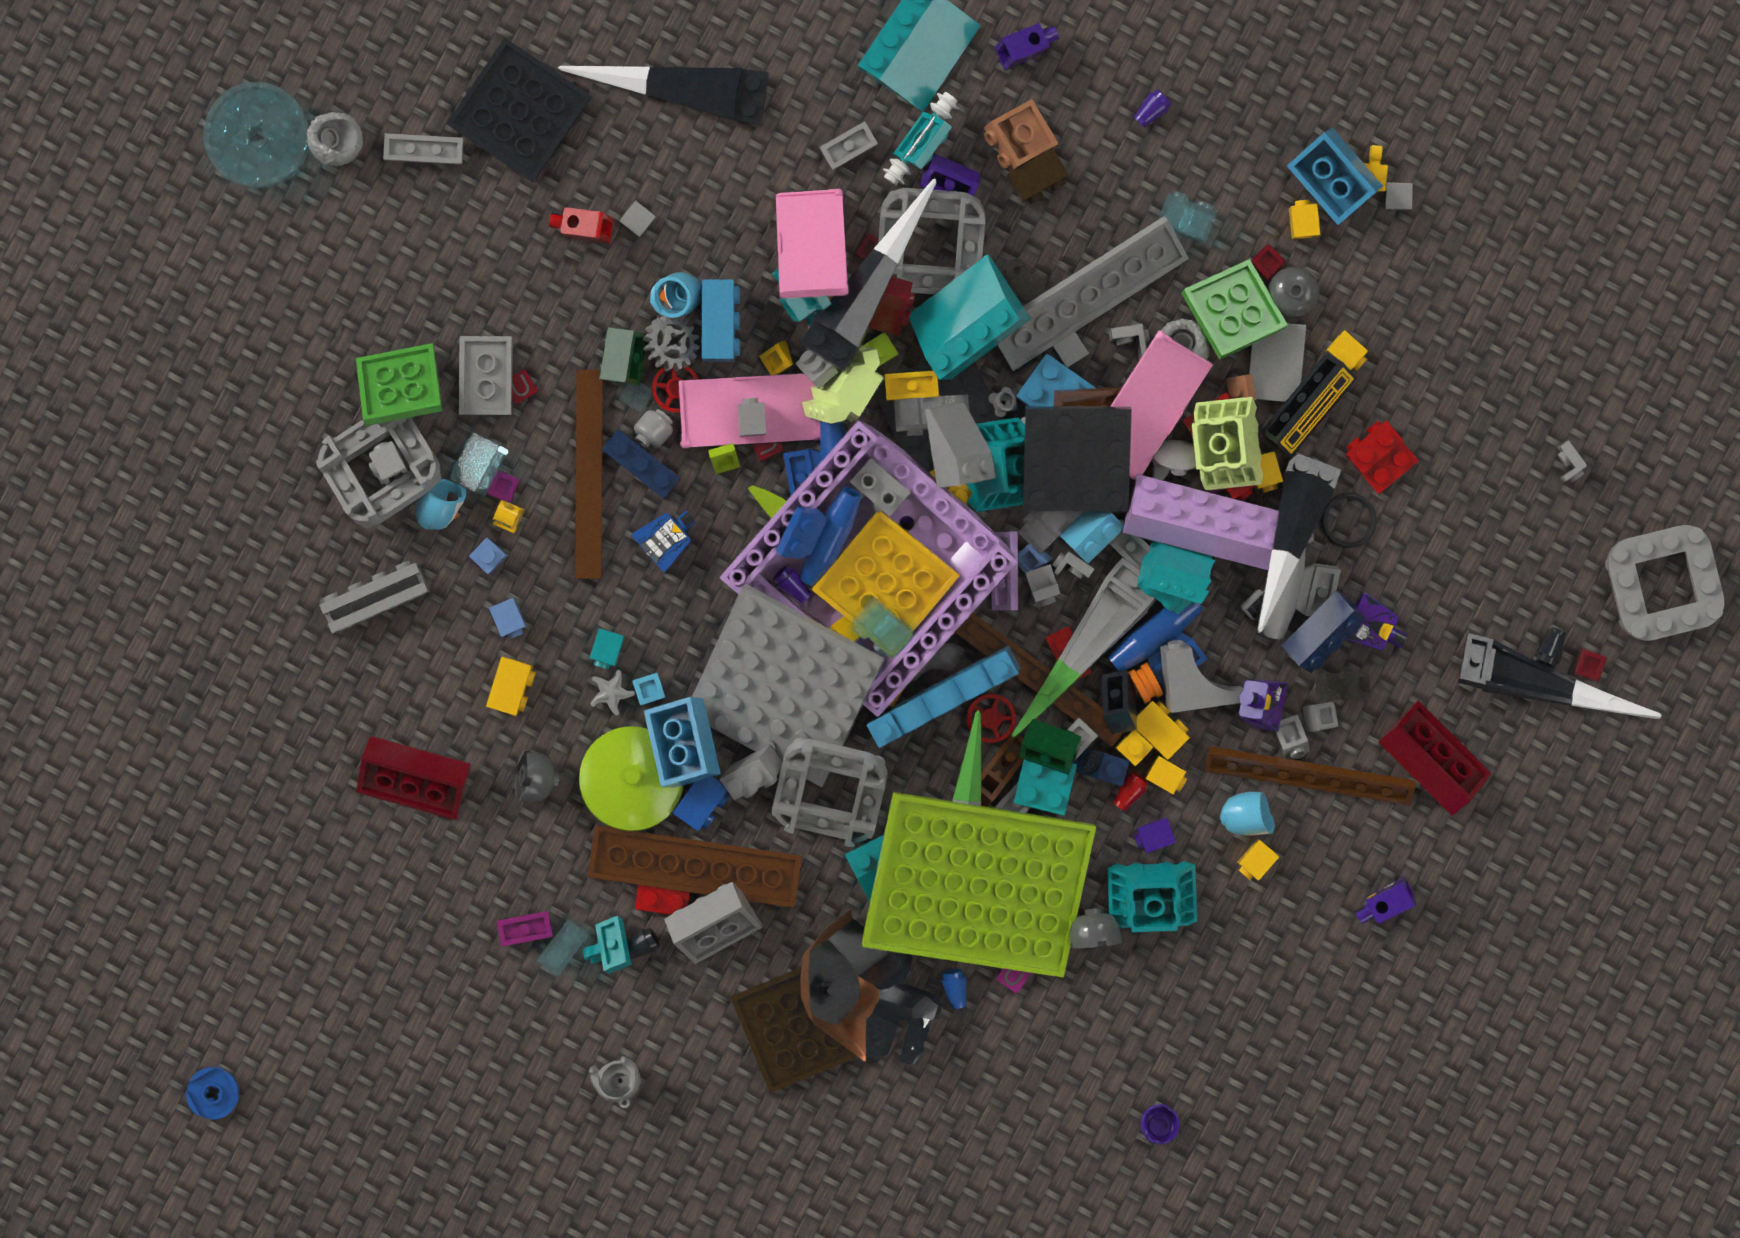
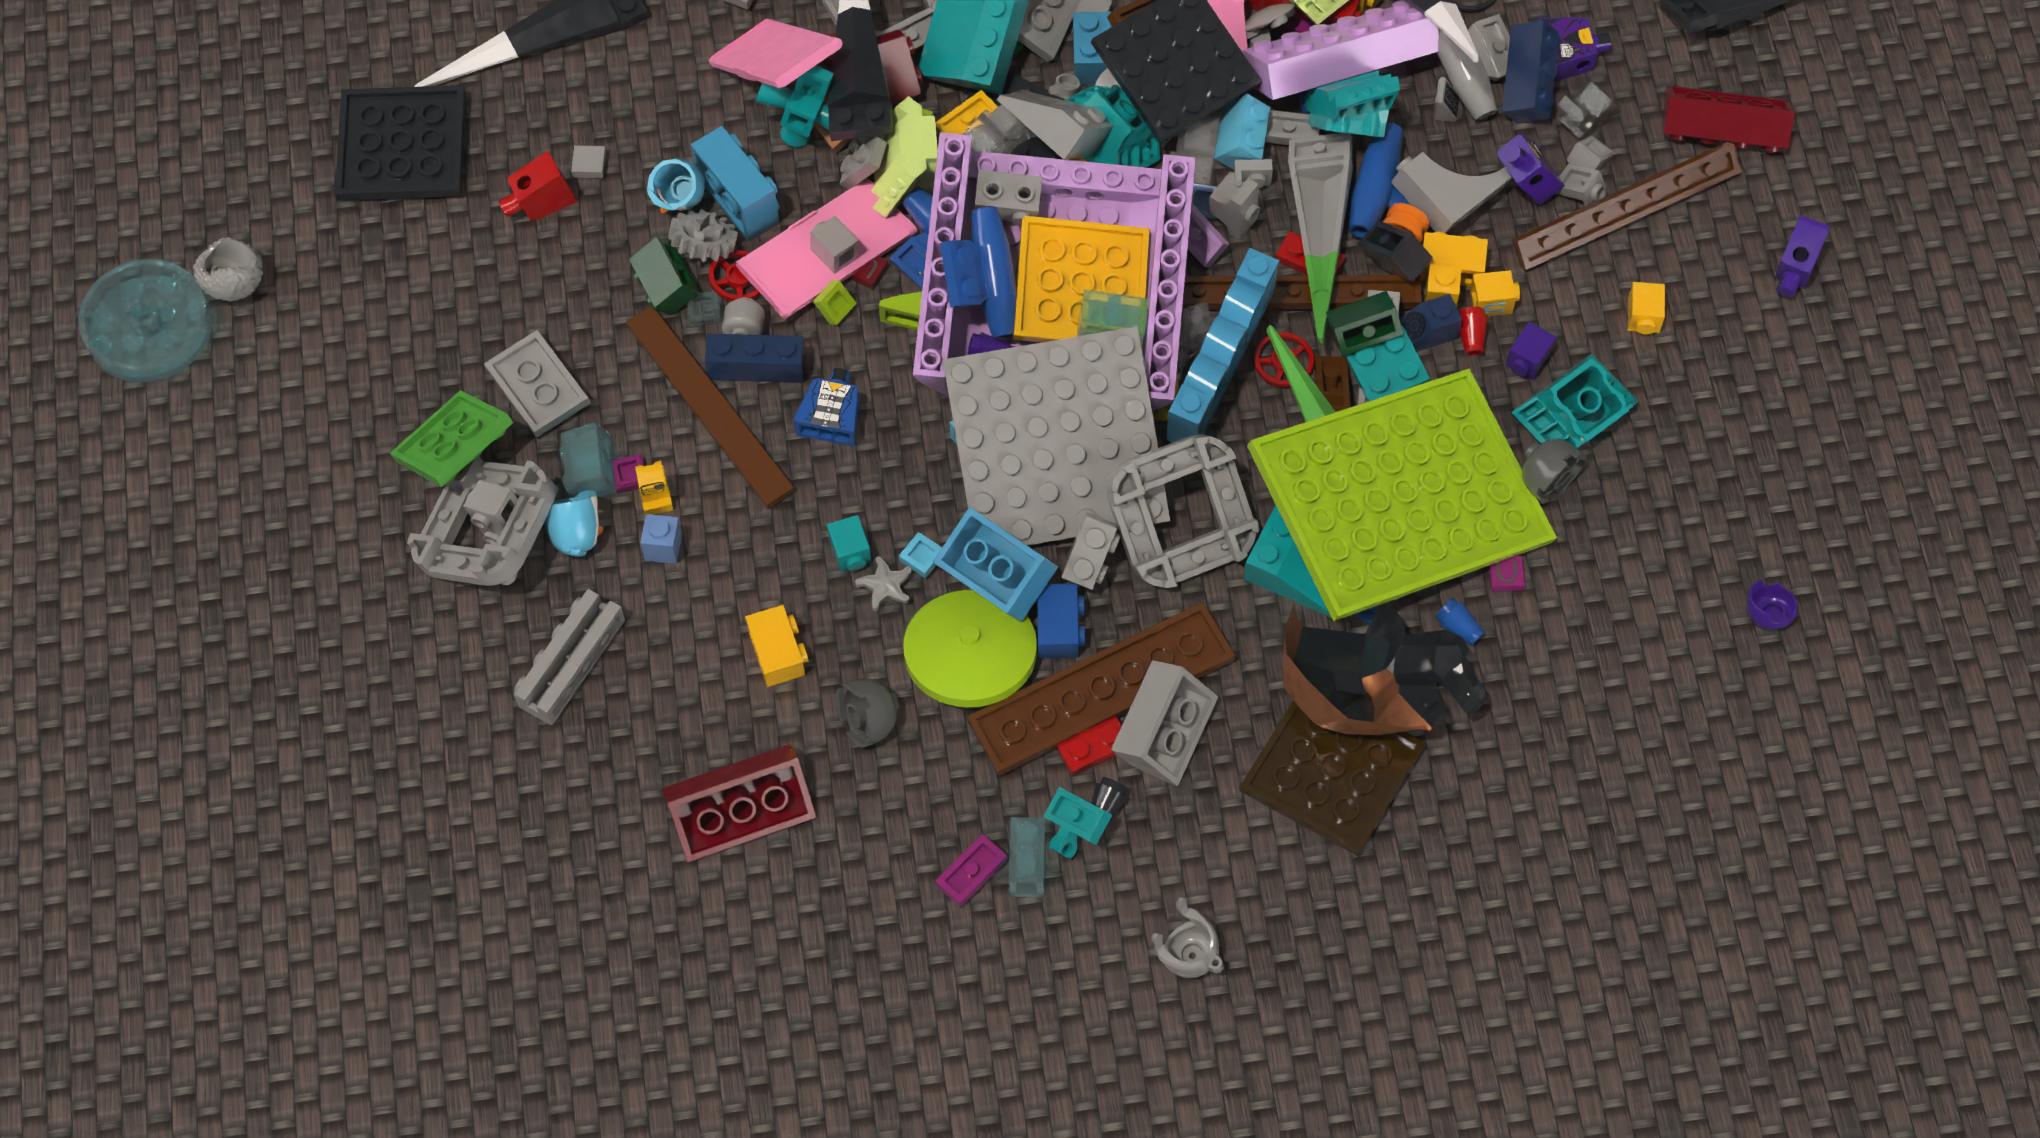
camera: 40 degrees left, 25 degrees down
(423, 149) = (327, 231): light grey plate -> none
(508, 618) = (725, 583): medium blue brick -> none
(522, 387) = (584, 372): dark red tile -> none
(777, 358) = (817, 190): yellow slope -> none
(1245, 814) = (1600, 272): medium azure piece -> none

